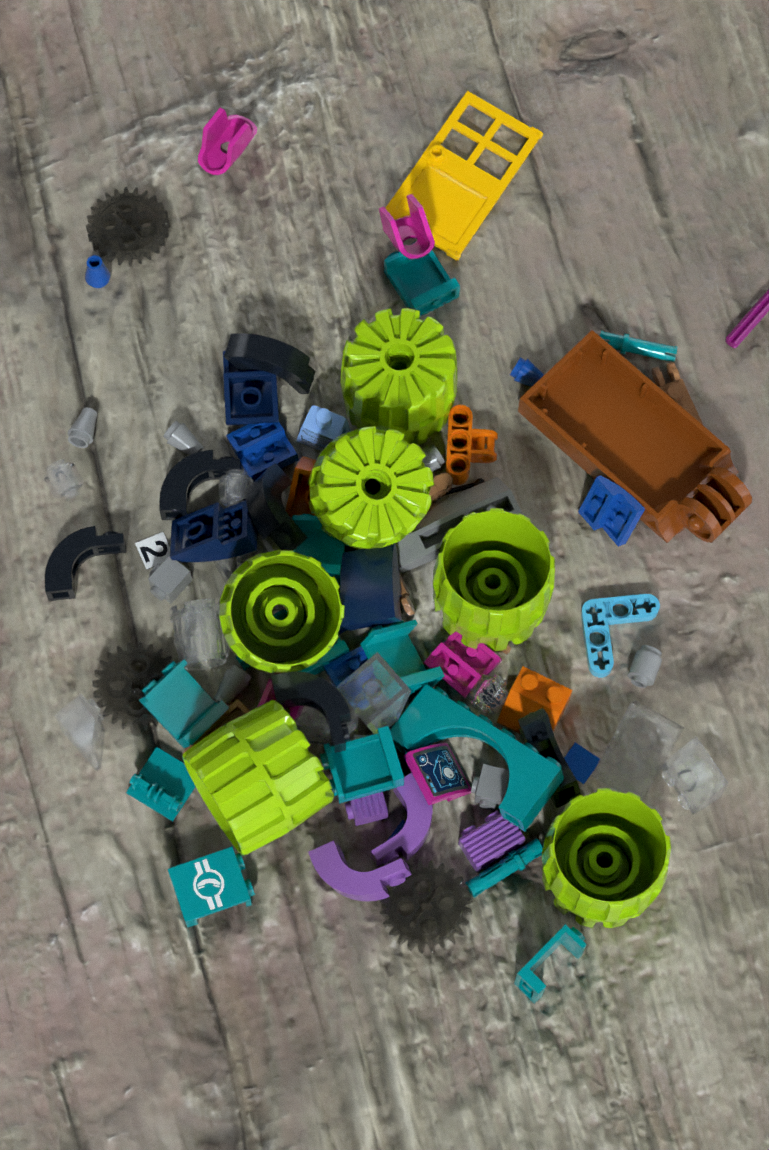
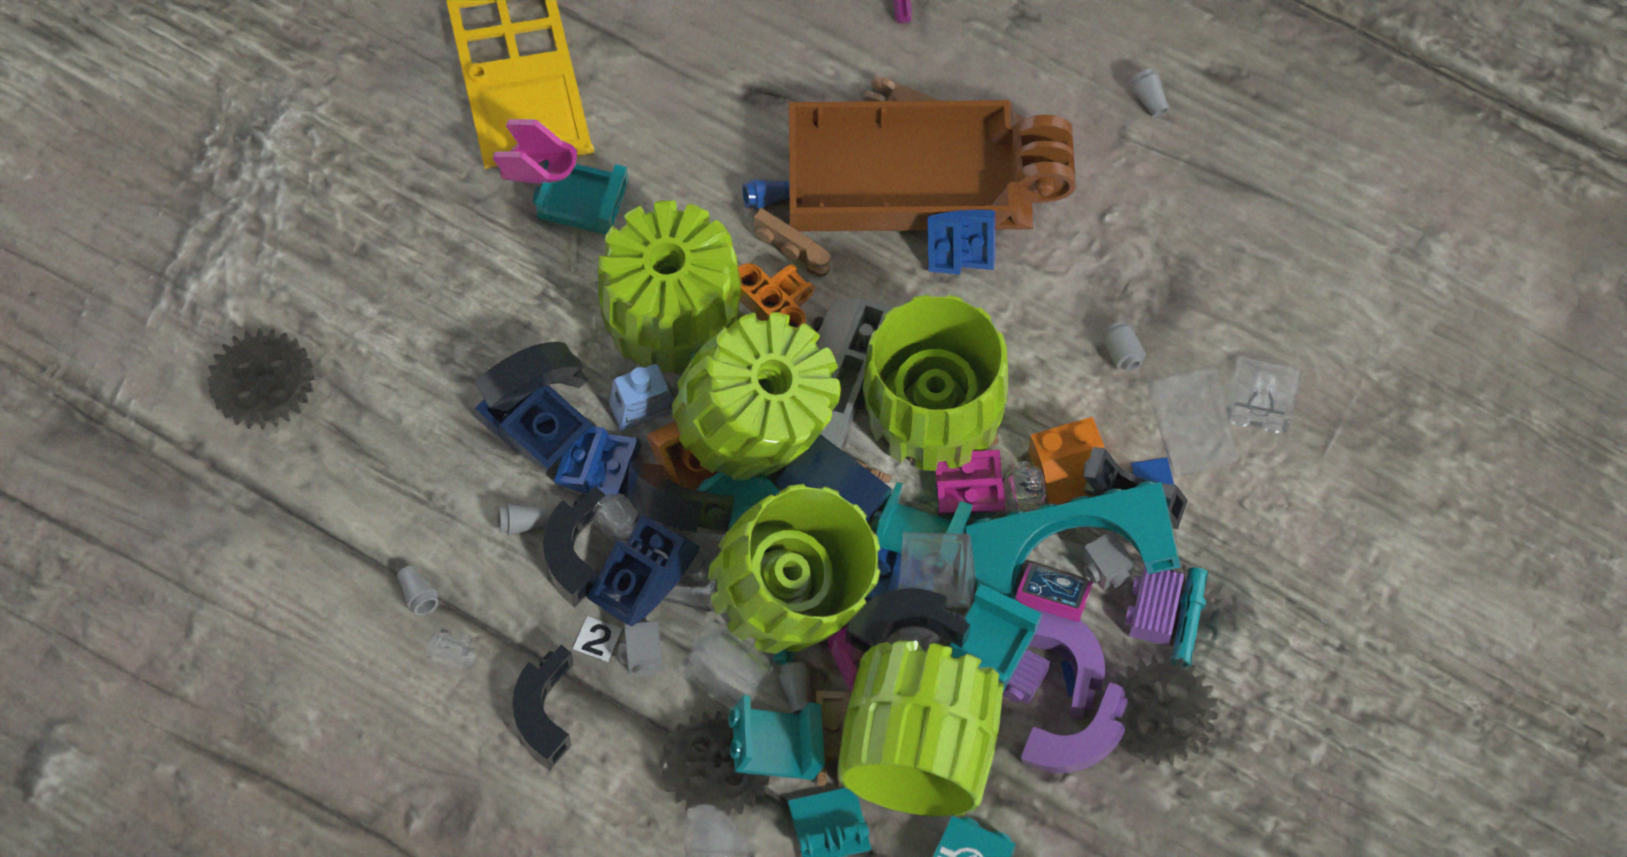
camera: 45 degrees left, 5 degrees down
(96, 272) = (277, 444): blue cone -> none
(222, 129) = (269, 209): dark pink piece -> none
(511, 420) = (792, 243): none -> medium nougat hinge
(527, 981) = (1311, 686): teal panel -> none
(608, 617) = (1048, 338): medium azure beam -> none
(613, 828) = (1280, 491): lime wheel -> none
(639, 346) = (836, 85): teal pin -> none

